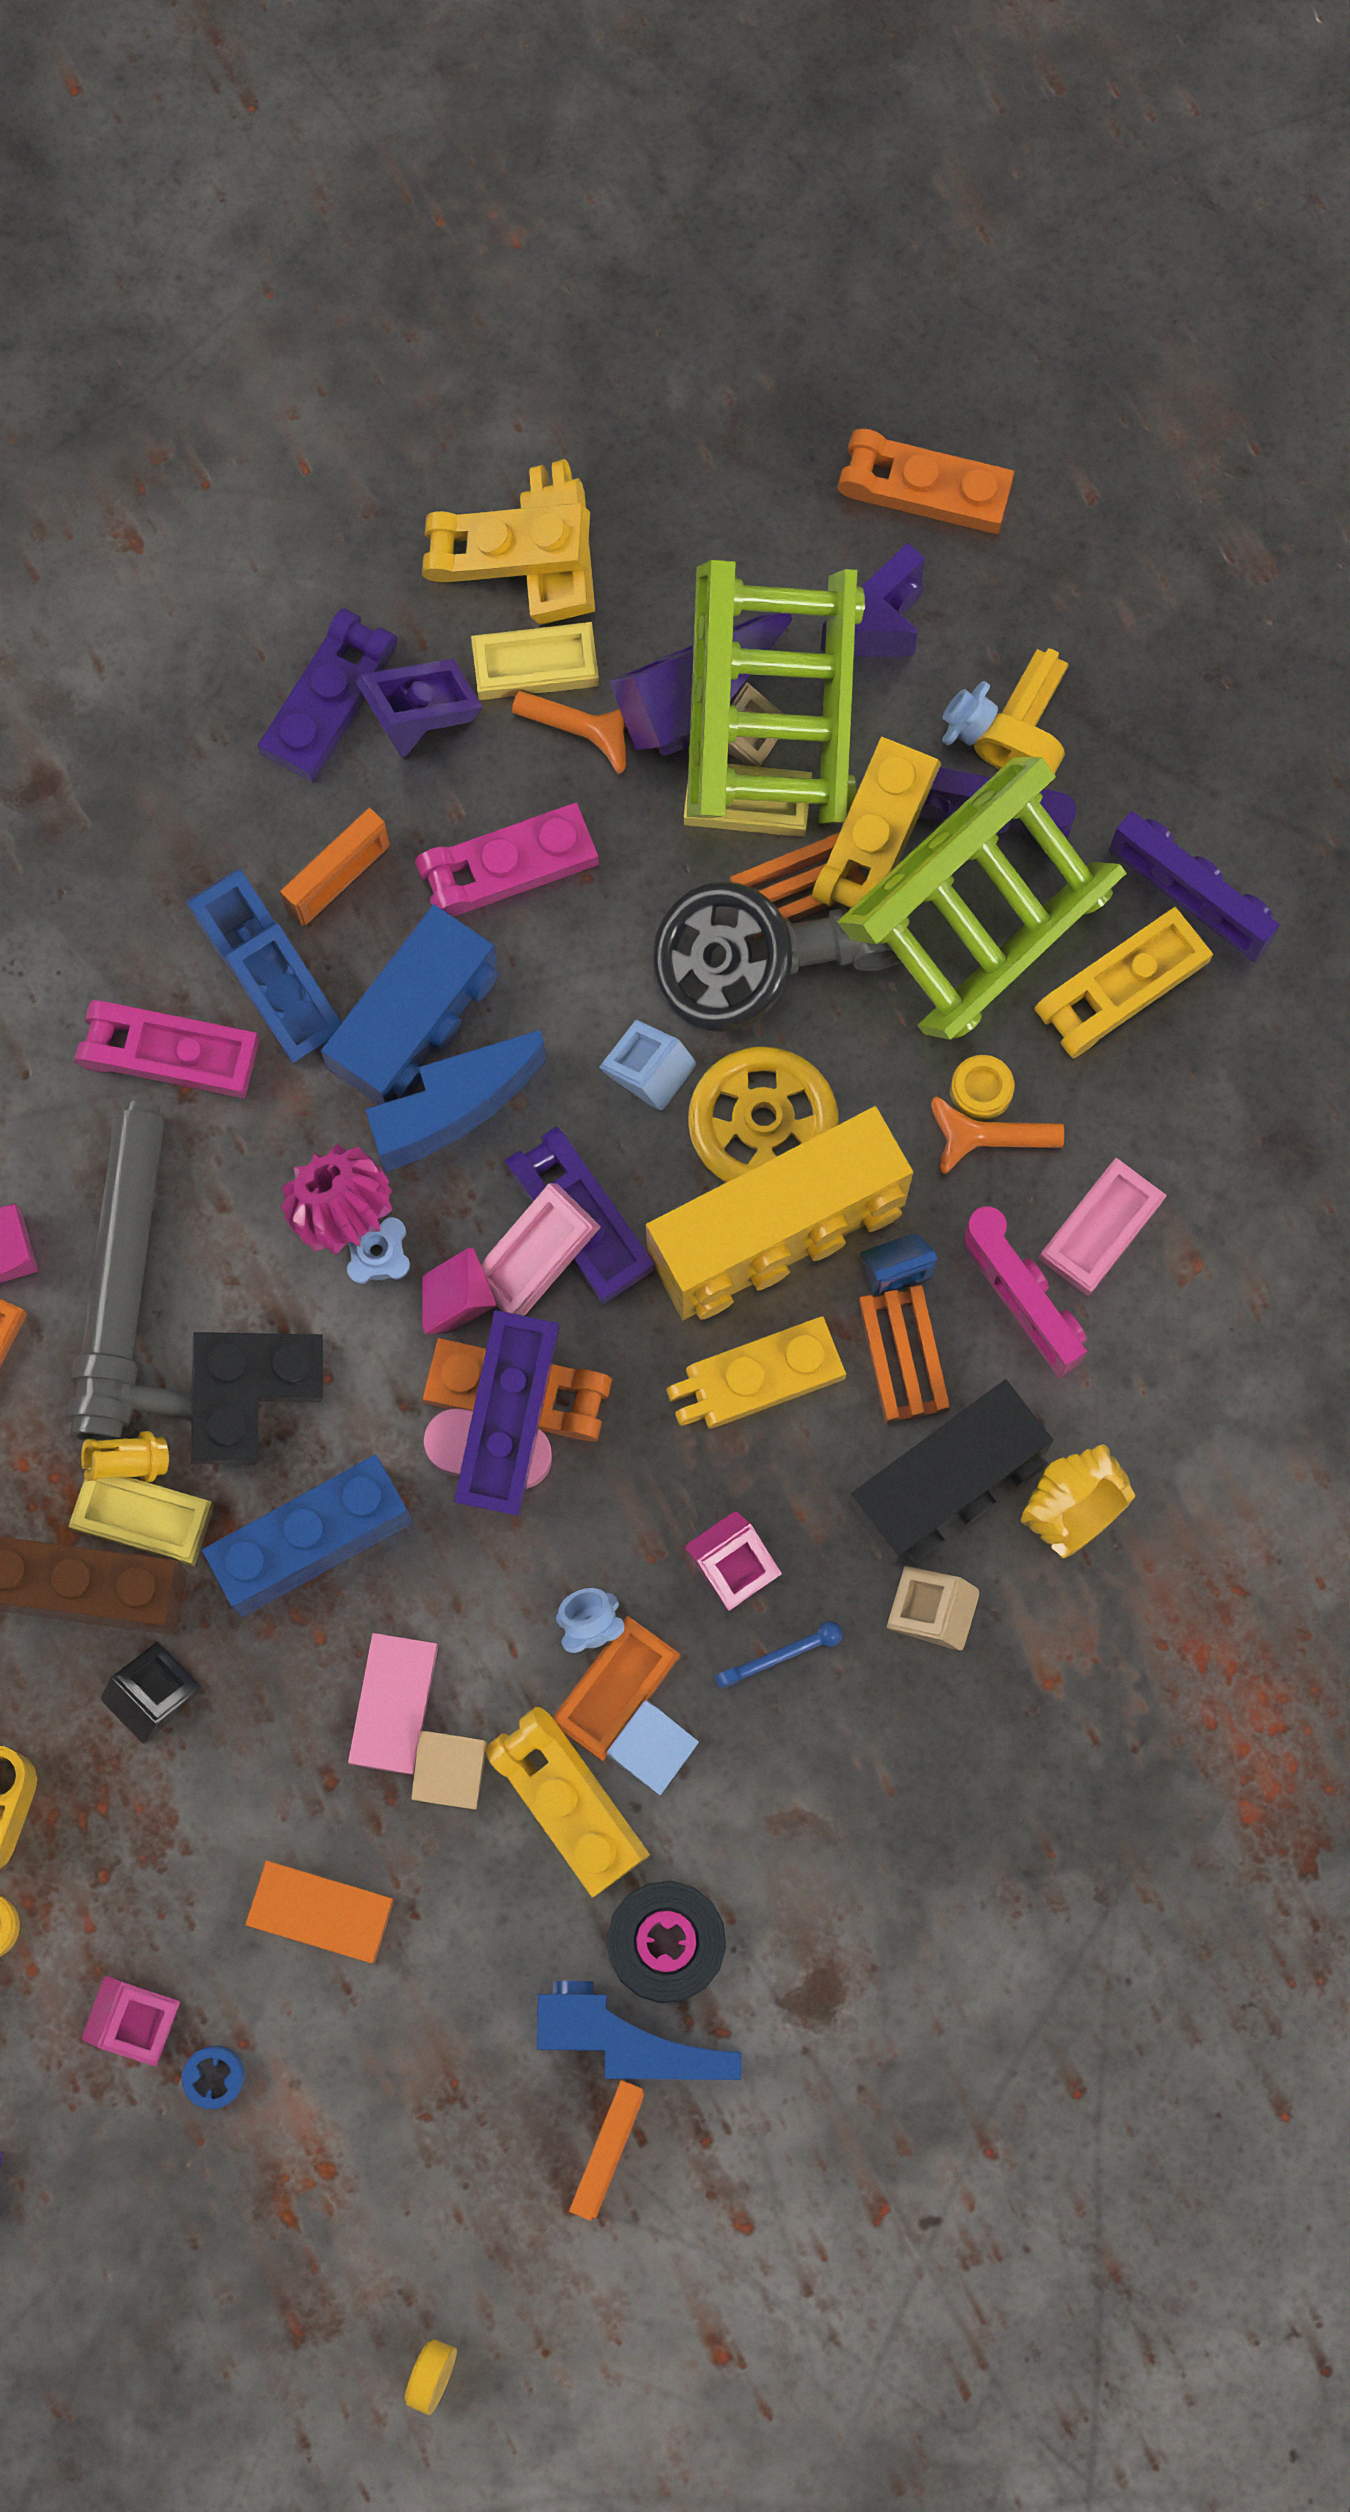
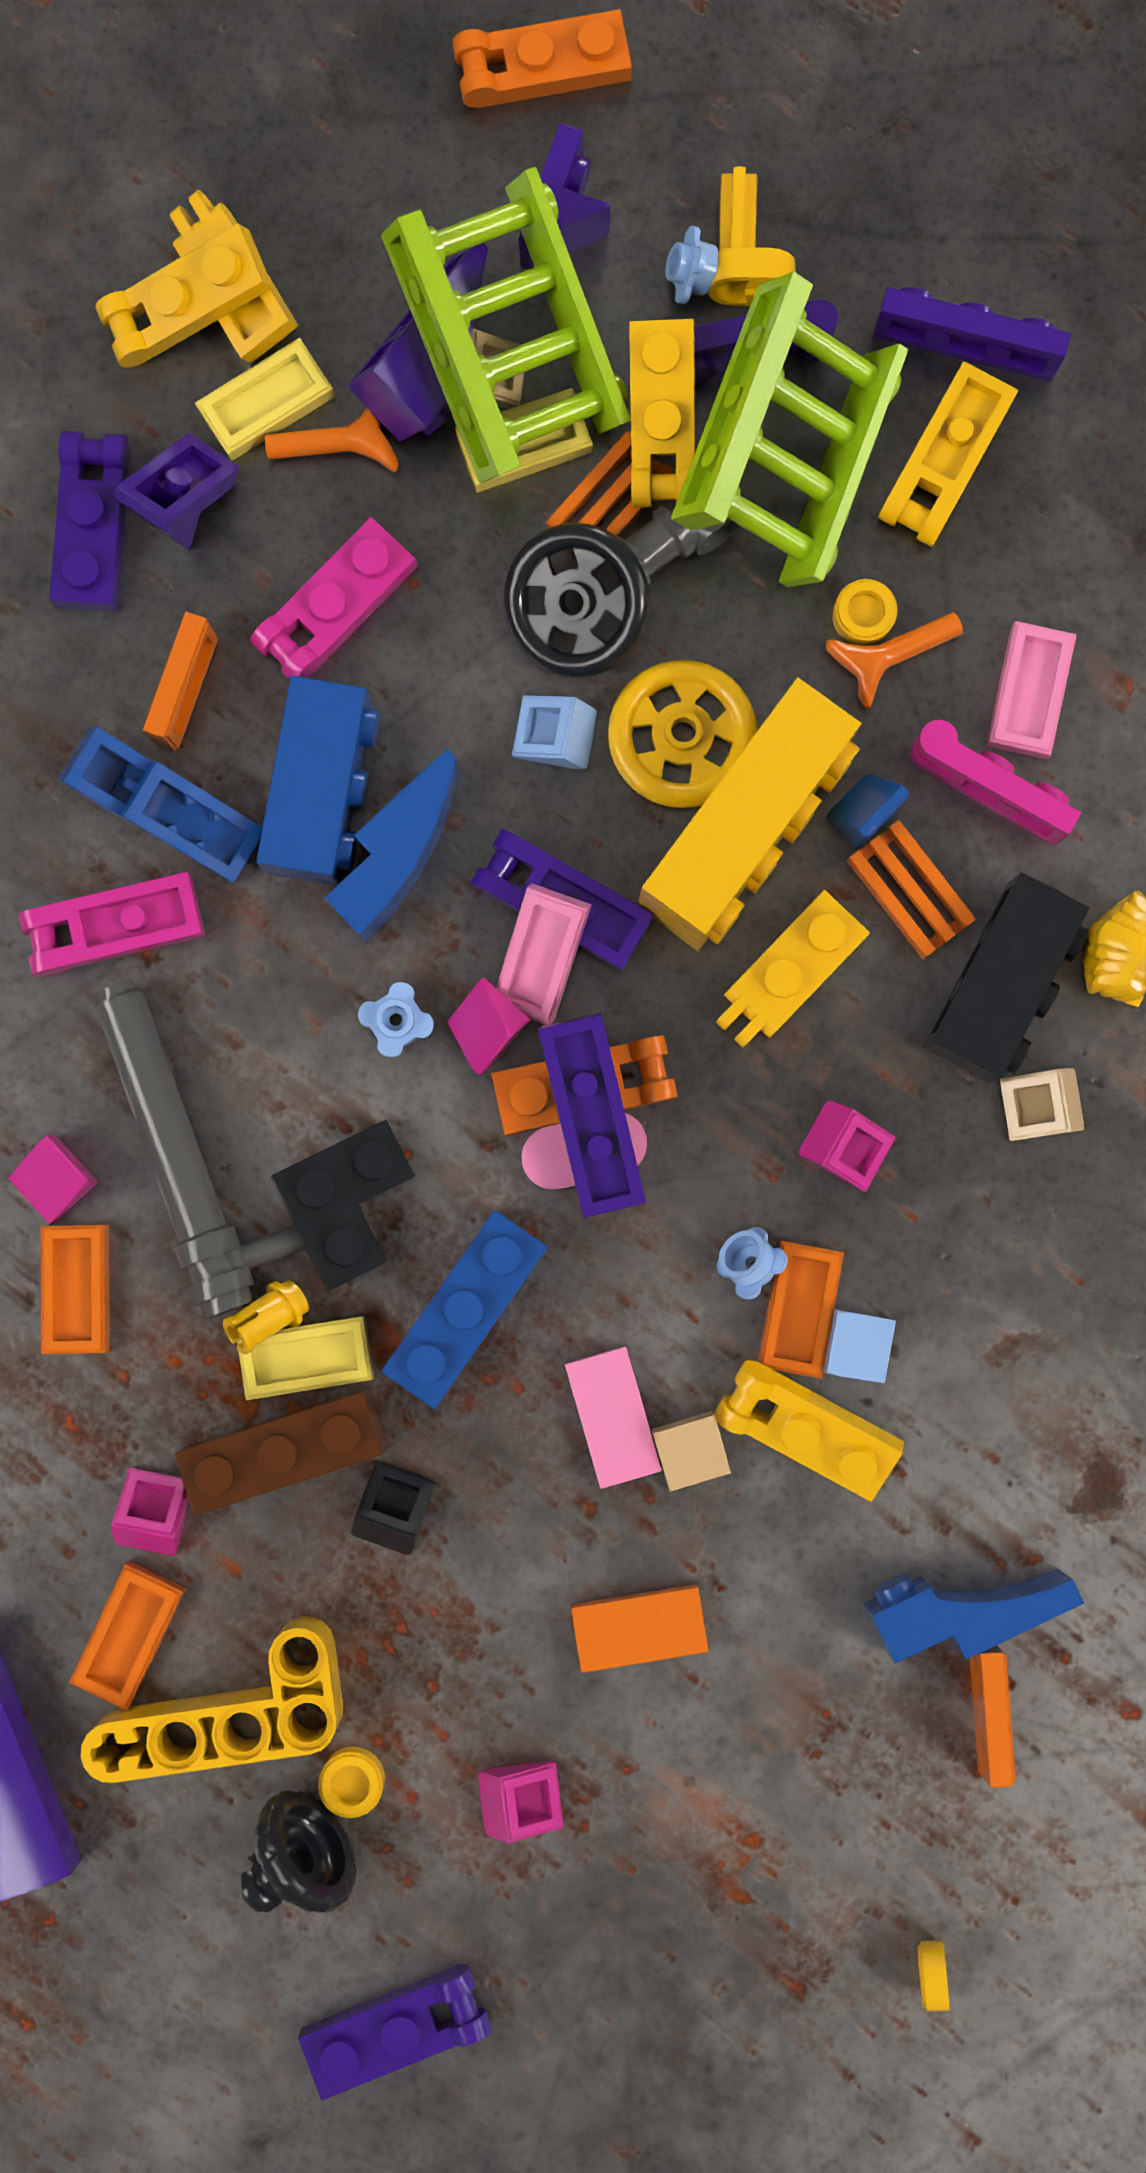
camera: 25 degrees left, 10 degrees up
(193, 2072) = (612, 1791): blue bush -> none
(336, 1199) = (338, 991): dark pink gear -> none
(667, 1905) = (965, 1539): black bush -> none
(828, 1634) = (962, 1172): blue hinge -> none

